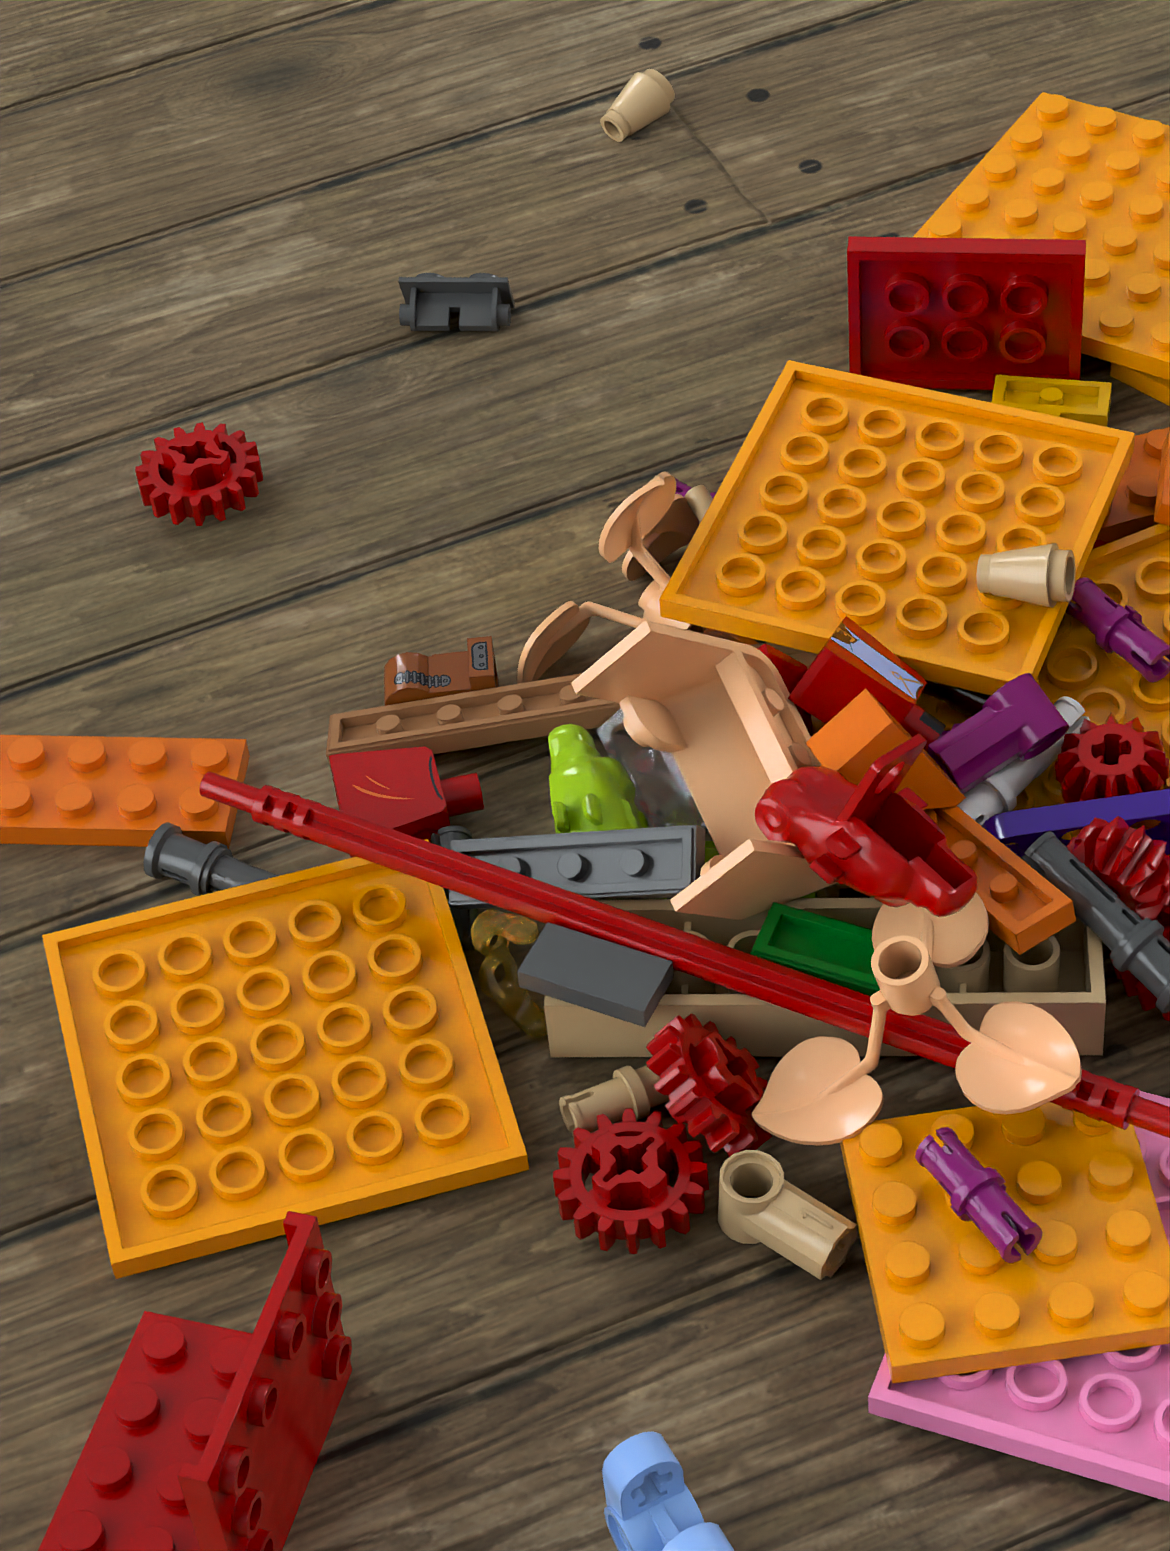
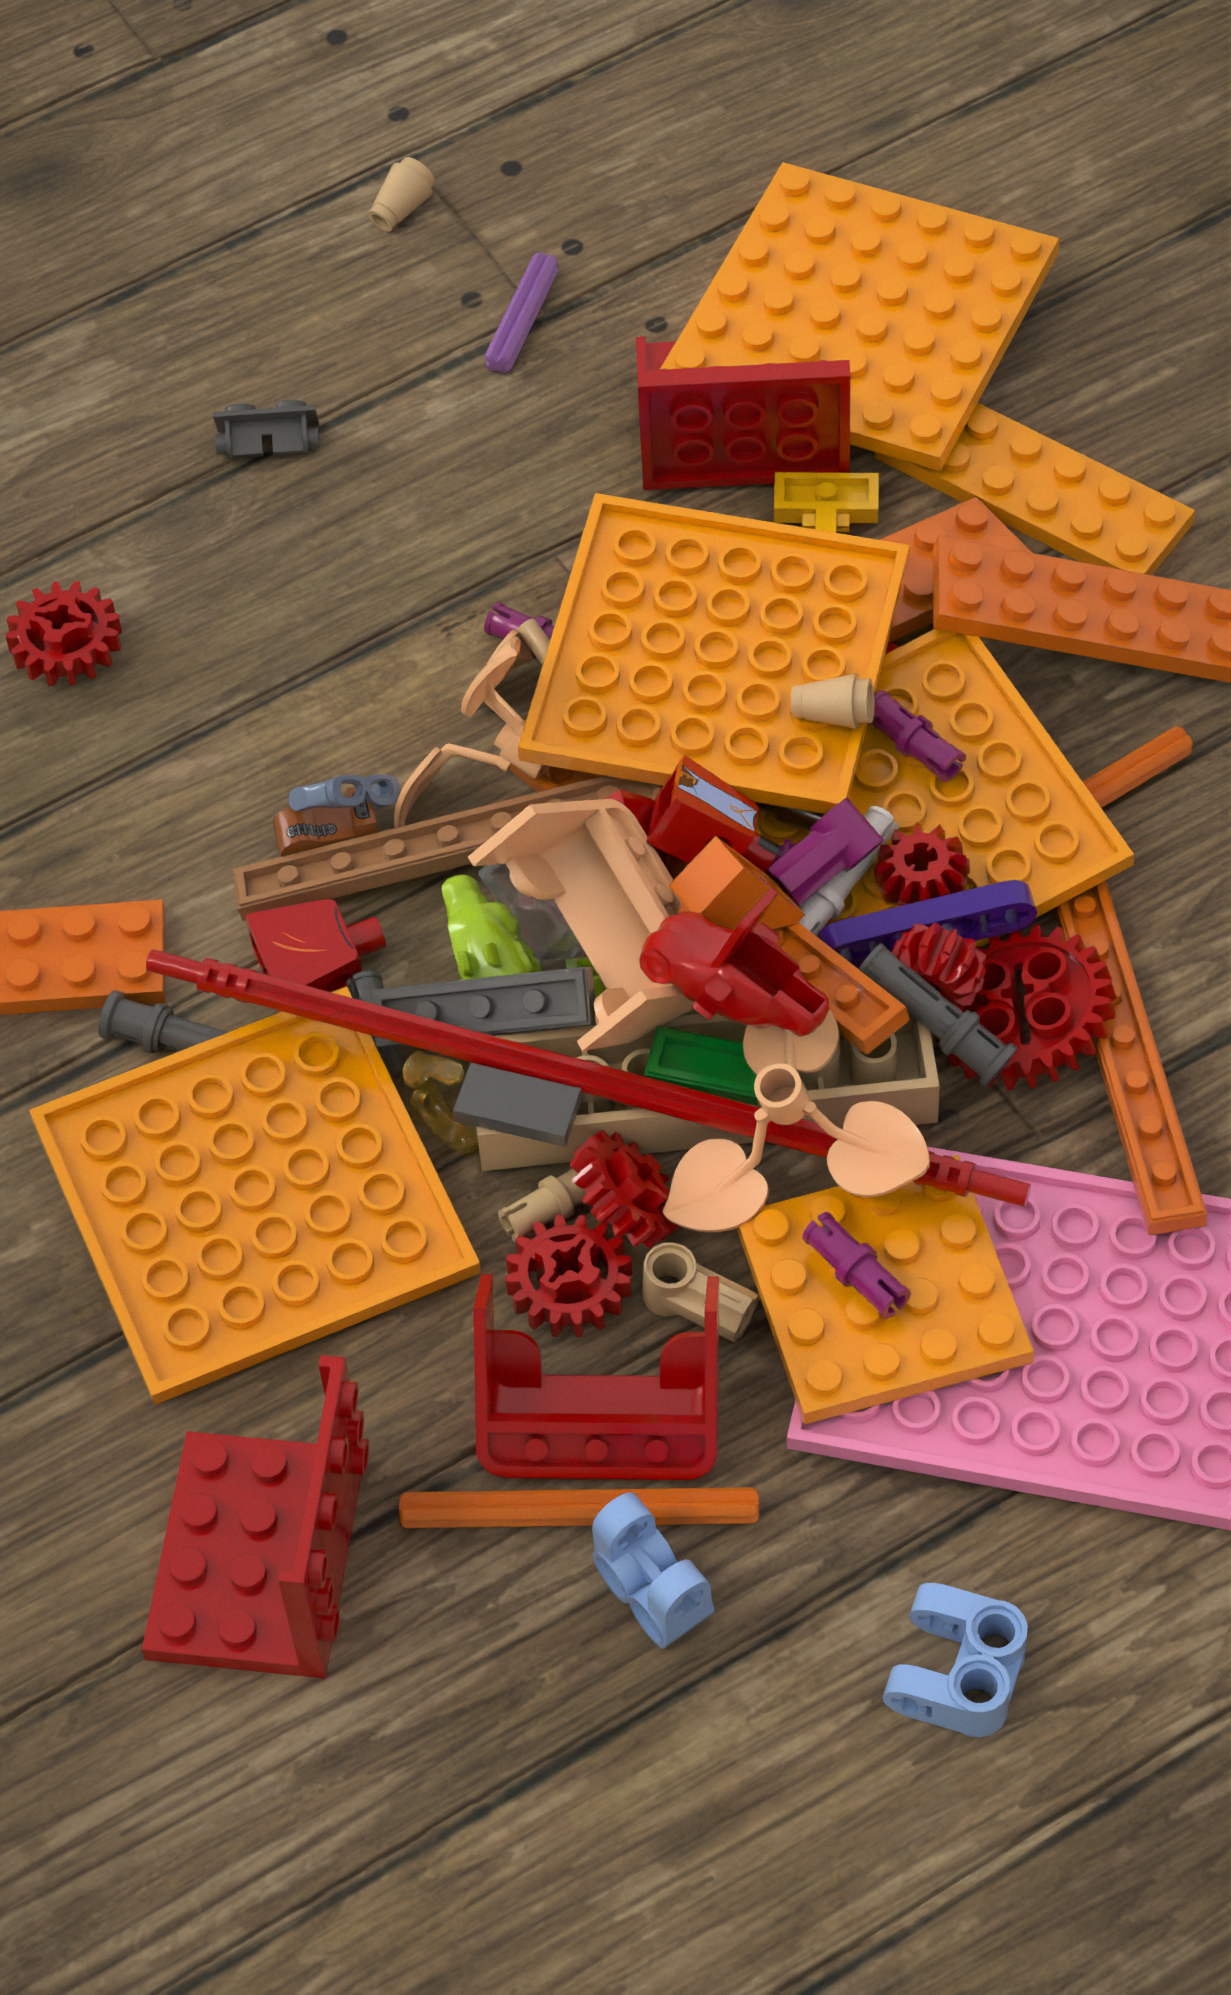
camera: 10 degrees left, 10 degrees up
(443, 639) = (328, 792): none -> sand blue cap
(584, 1451) = (573, 1507): none -> orange axle
(634, 1357) = (595, 1422): none -> red windscreen
(745, 218) = (521, 313): none -> medium lavender axle

